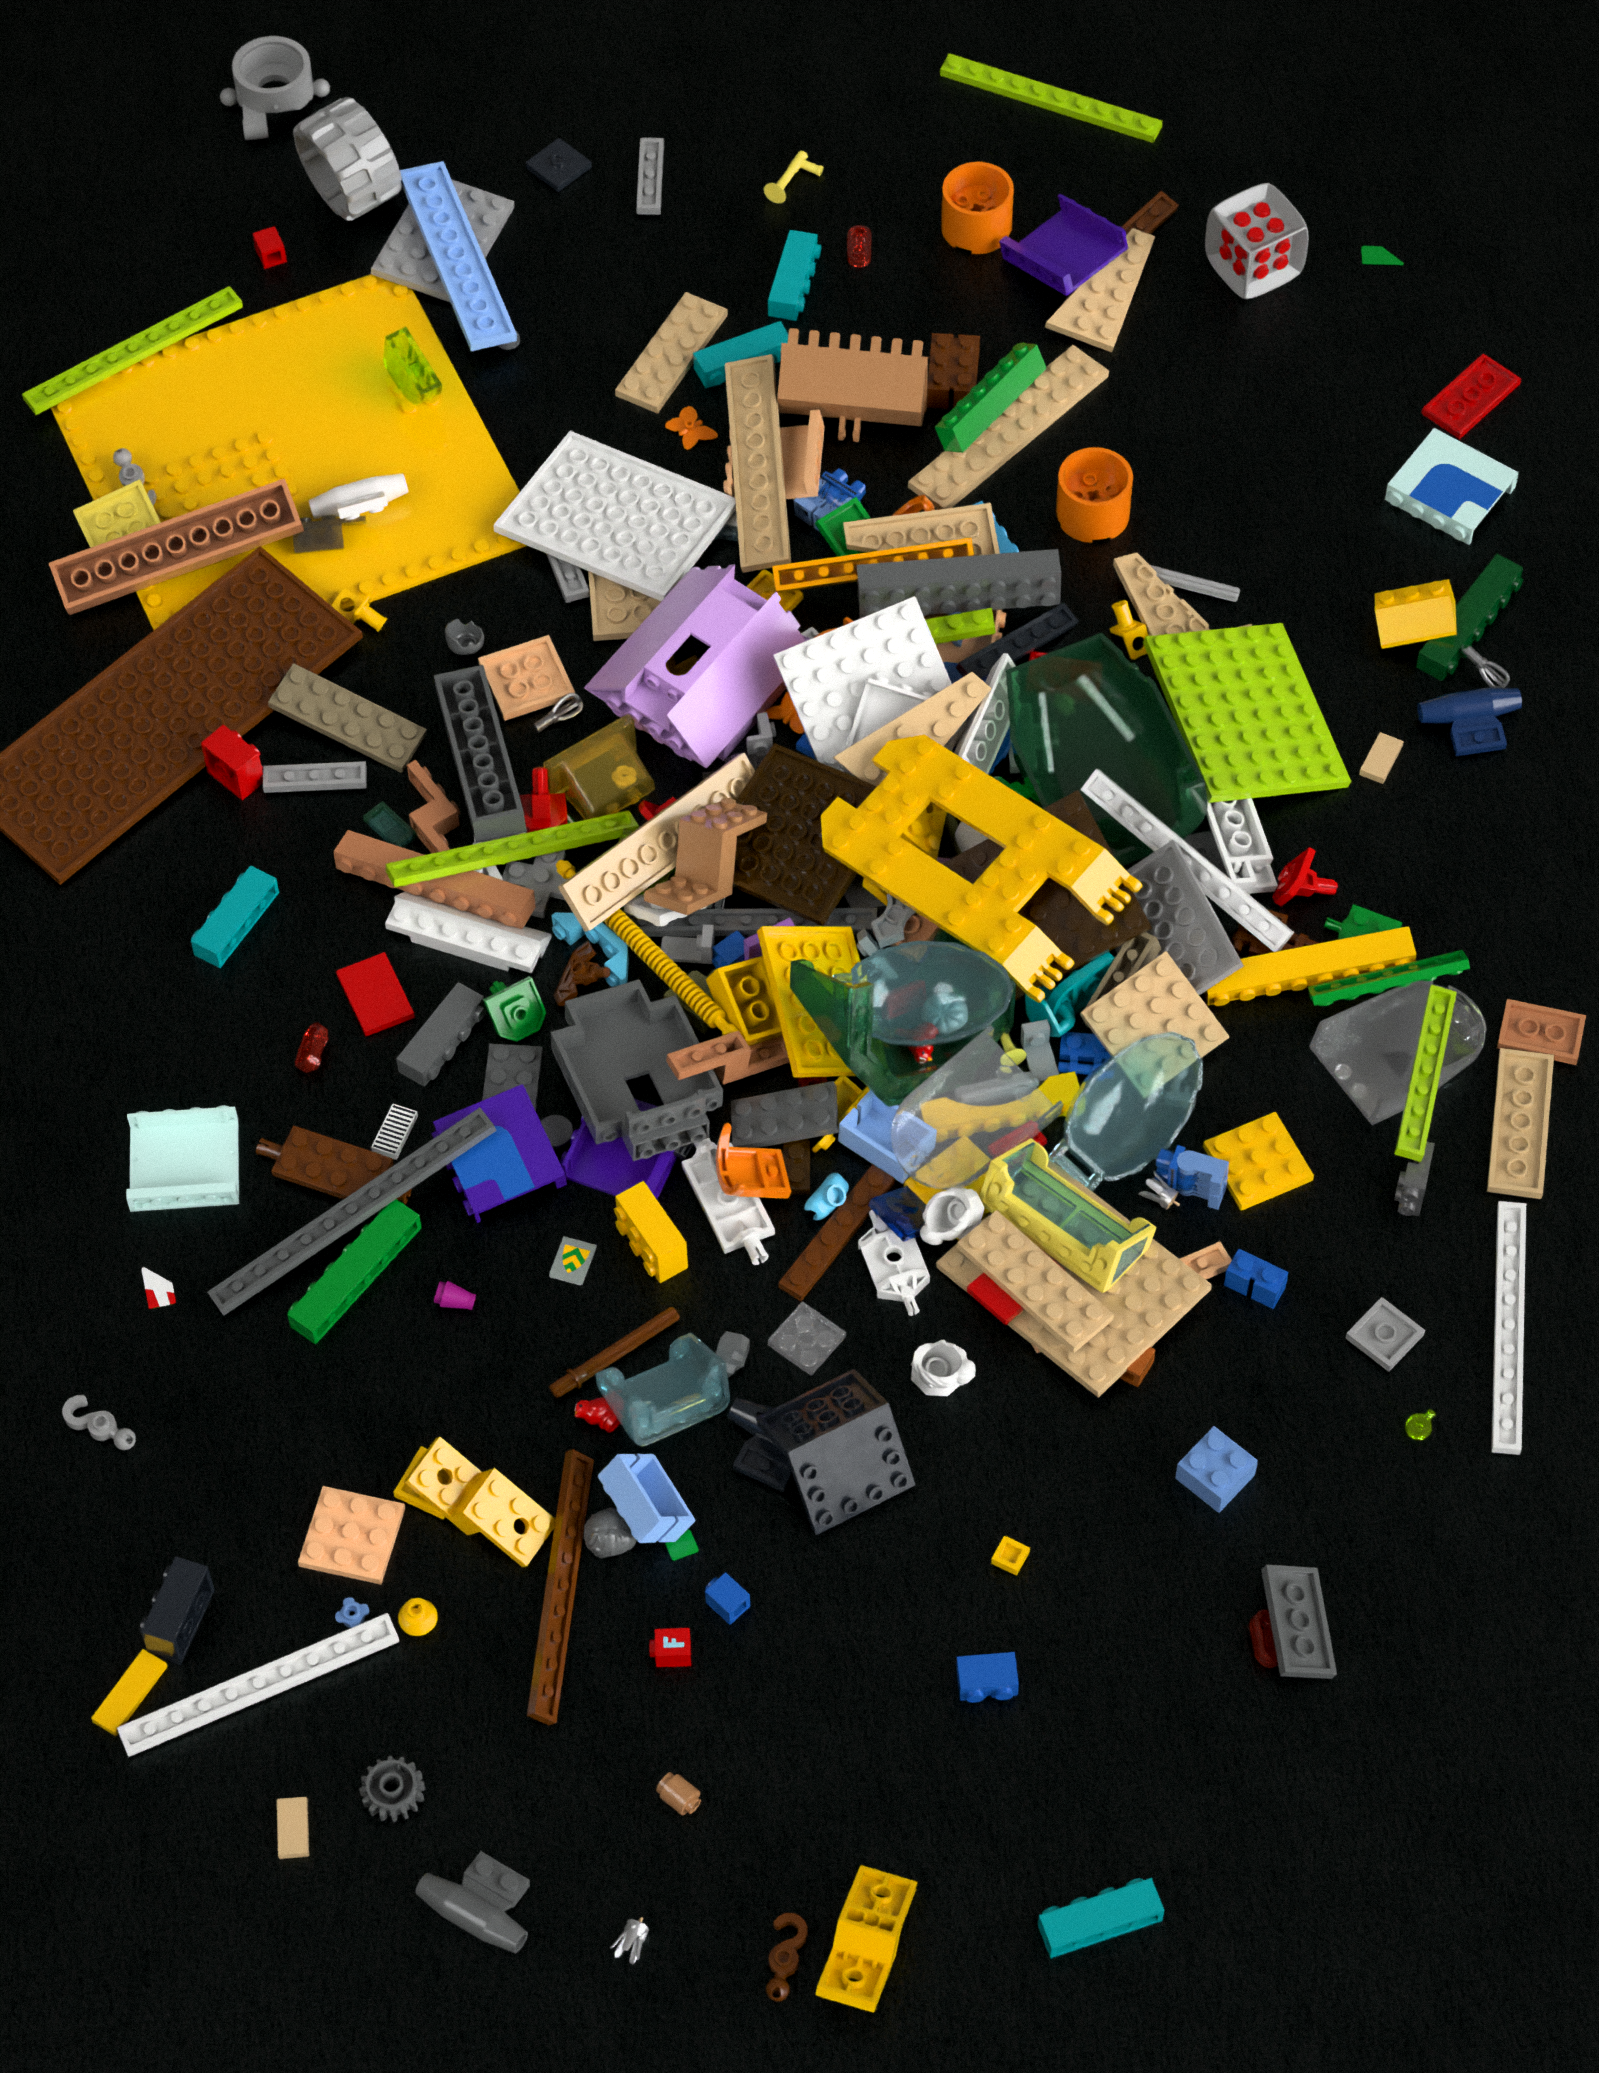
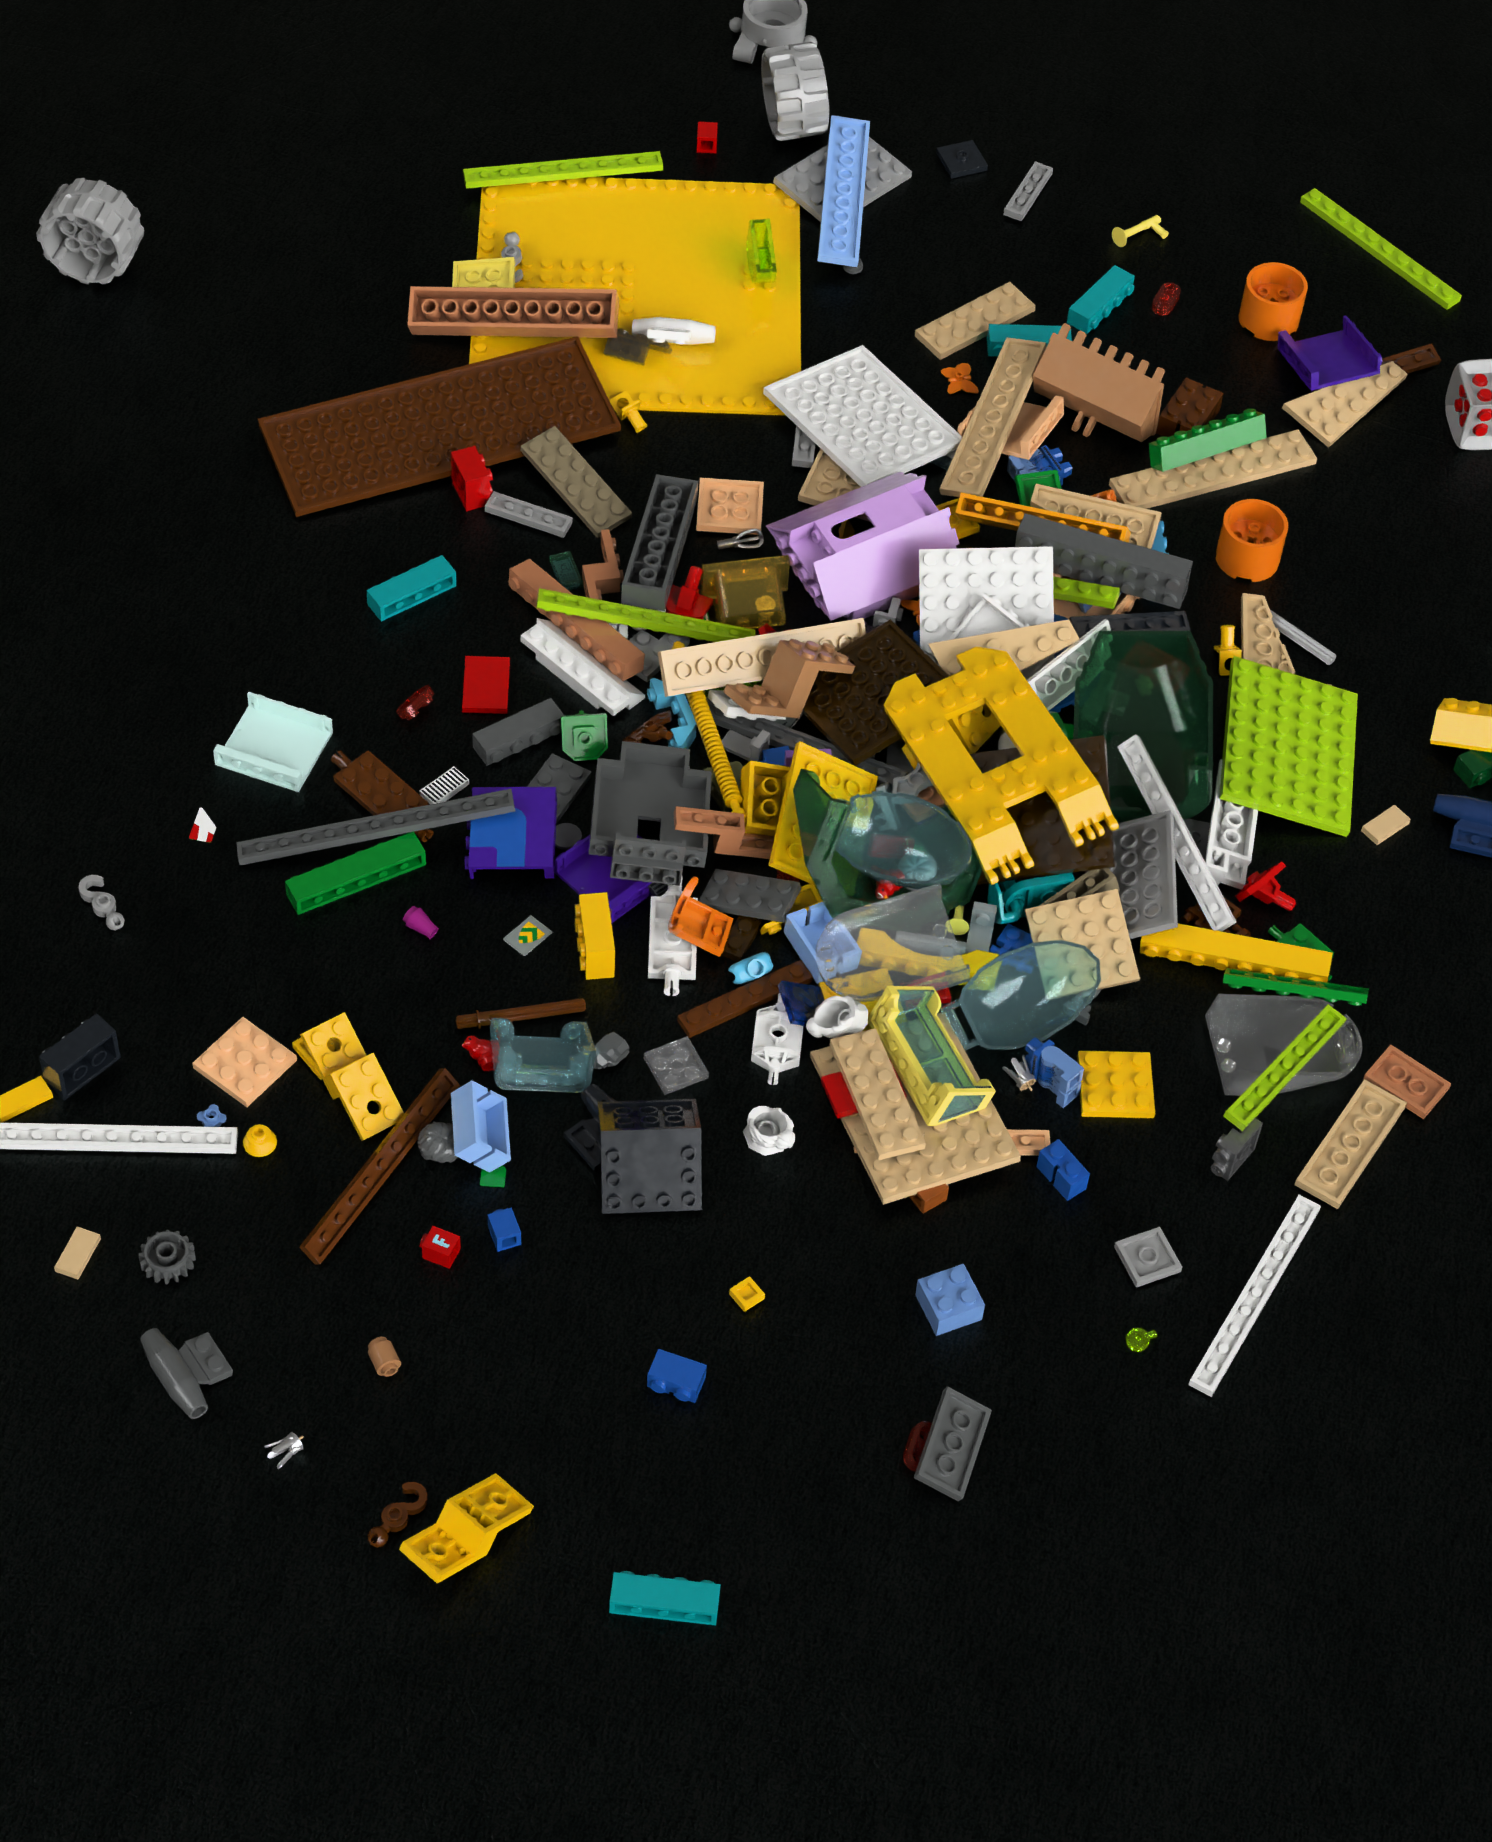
camera: 20 degrees right, 5 degrees down
(463, 638) = (696, 459): dark grey hair -> none

